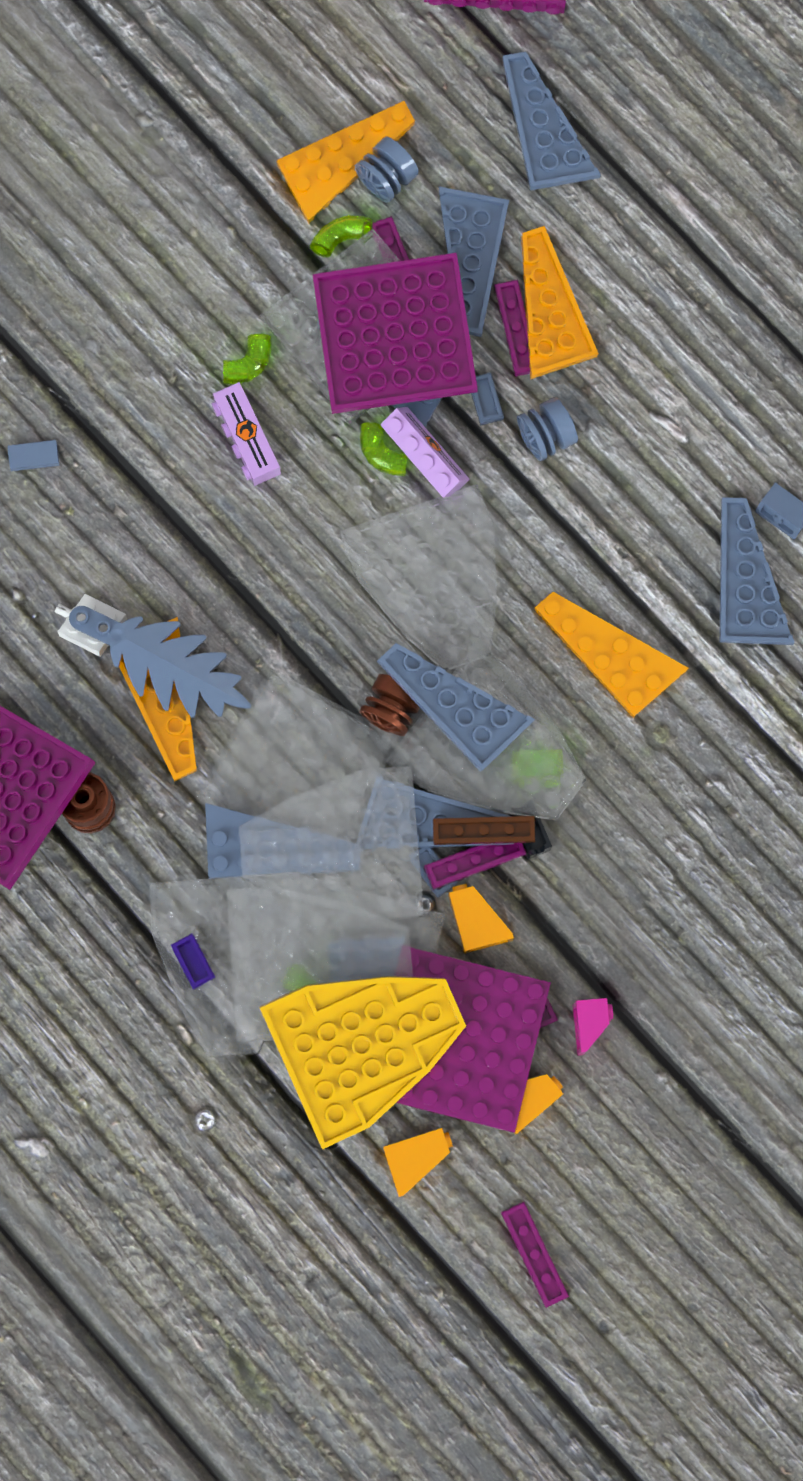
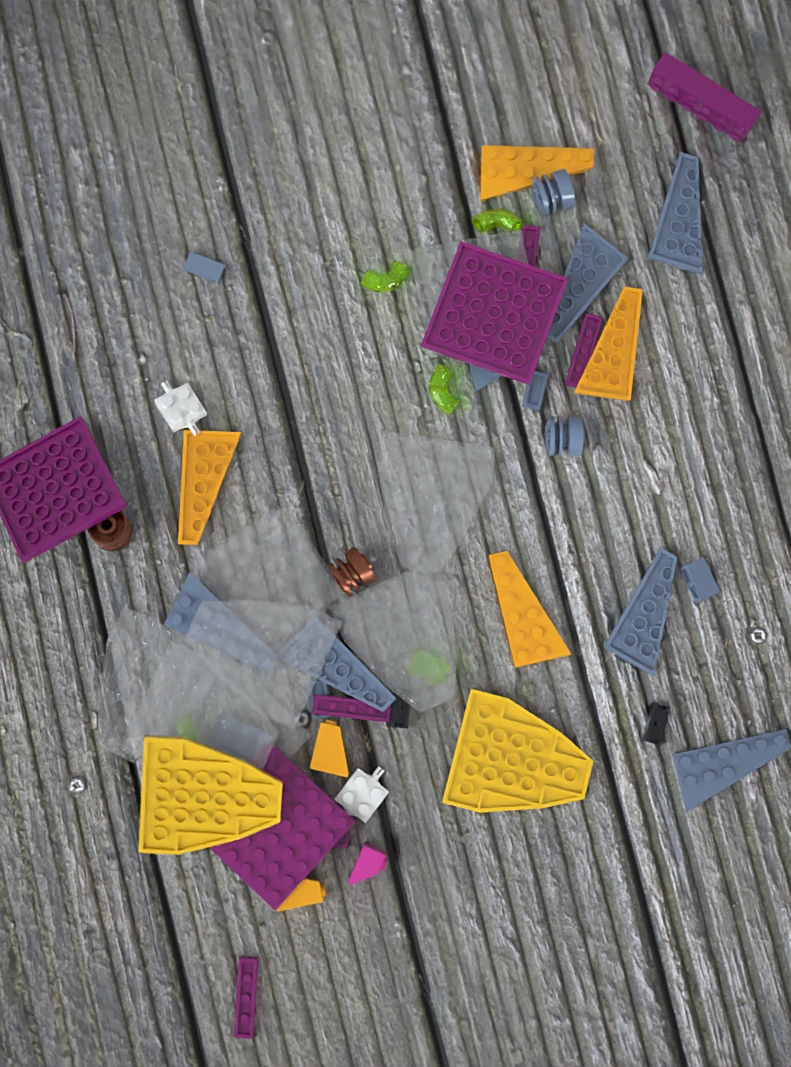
camera: 30 degrees right, 5 degrees up
(166, 661) = (214, 460): sand blue plant -> none
(193, 961) = (122, 676): dark purple tile -> none
(246, 434) = (356, 329): lavender brick -> none
(416, 1157) = (201, 889): light orange slope -> none
(424, 451) = (471, 406): lavender brick -> none
(464, 713) = (396, 607): sand blue wing -> none
(484, 830) = (366, 693): reddish brown plate -> none
(540, 950) = (362, 794): none -> white plate
(688, 820) = (512, 760): none -> yellow piece

